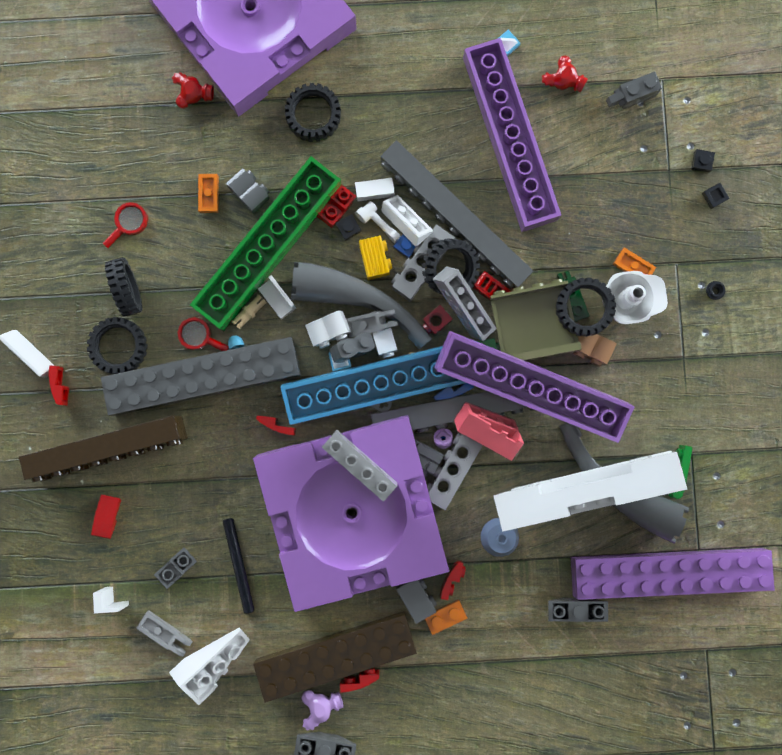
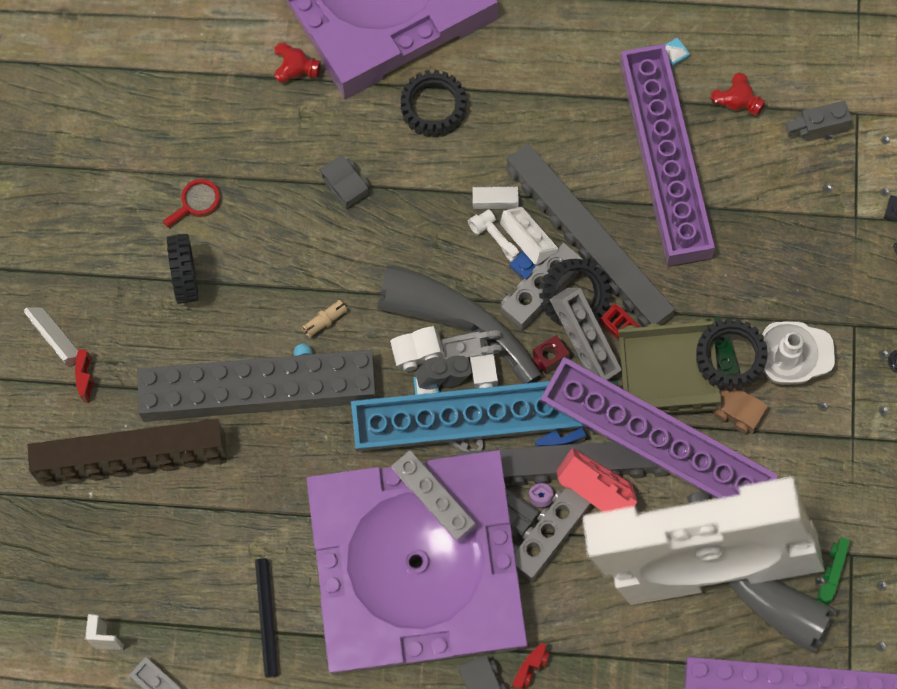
camera: 15 degrees right, 15 degrees down
(101, 329) = (152, 314): black tyre -> none
(105, 516) = (113, 537): red slope -> none
(175, 568) = (188, 611): dark grey slope -> none
(196, 334) = (256, 338): piece -> none
(208, 193) = (296, 179): orange plate -> none
(266, 244) = (357, 243): green brick -> none
(272, 422) = (332, 451): red slope -> none
(277, 298) = (361, 306): white panel -> none
(337, 206) = (447, 212): red slope -> none
(348, 227) = (457, 236): black plate -> none
(374, 257) = (484, 273): yellow brick -> none
(498, 542) = (597, 623): sand blue cone -> none
(629, 261) = (795, 312): orange plate -> none

